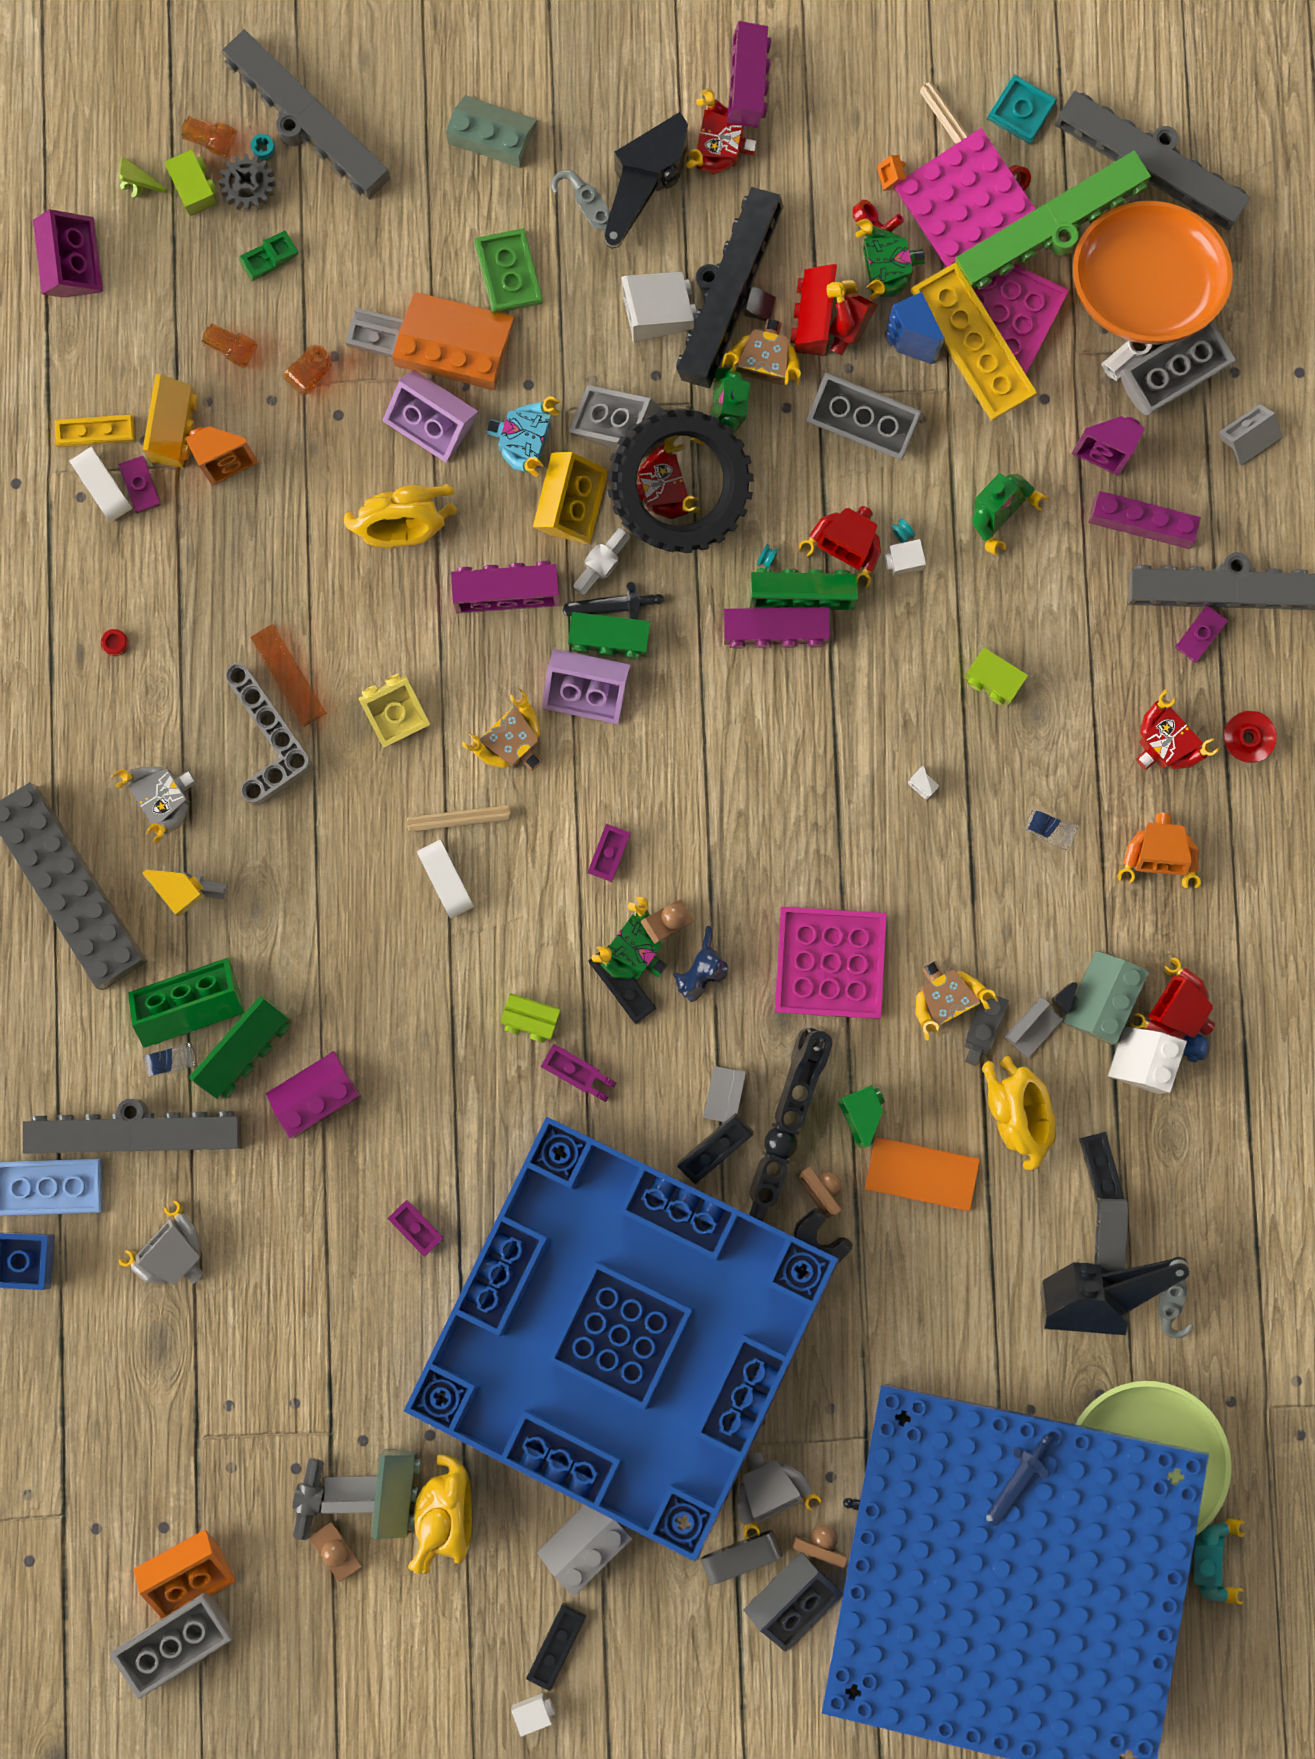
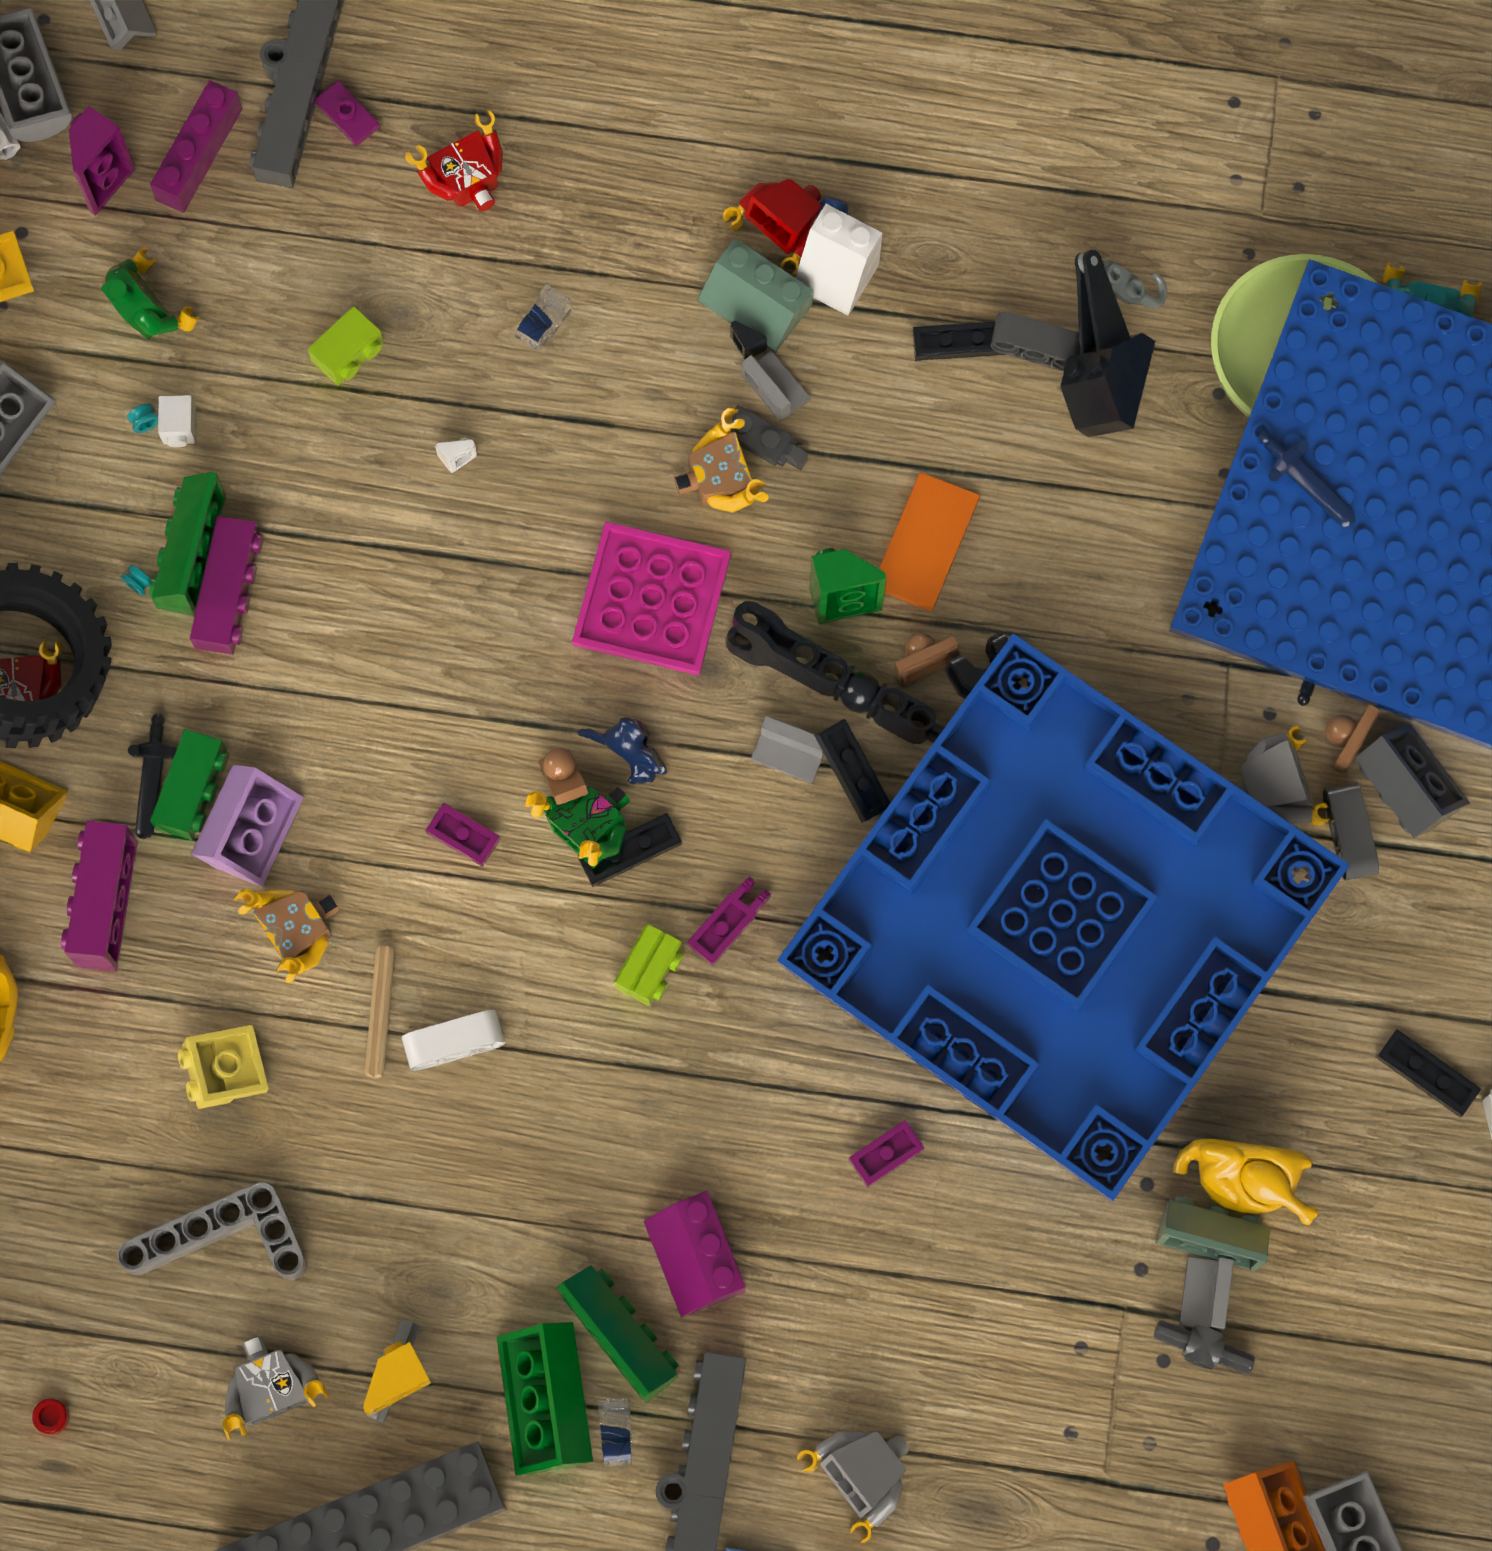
camera: 80 degrees left, 10 degrees down
(288, 675) = (146, 1196): clear orange tile -> none
(335, 1551) = (1274, 1325): medium nougat tile -> none
(583, 1548) = (1311, 1014): light grey slope -> none
(601, 561) = (94, 778): white axle -> none
(849, 538) = (137, 479): red torso -> none
(1021, 1111) = (872, 410): yellow piece -> none
(1163, 850) = (594, 200): orange torso -> none
(1262, 733) = (478, 70): red dish -> none

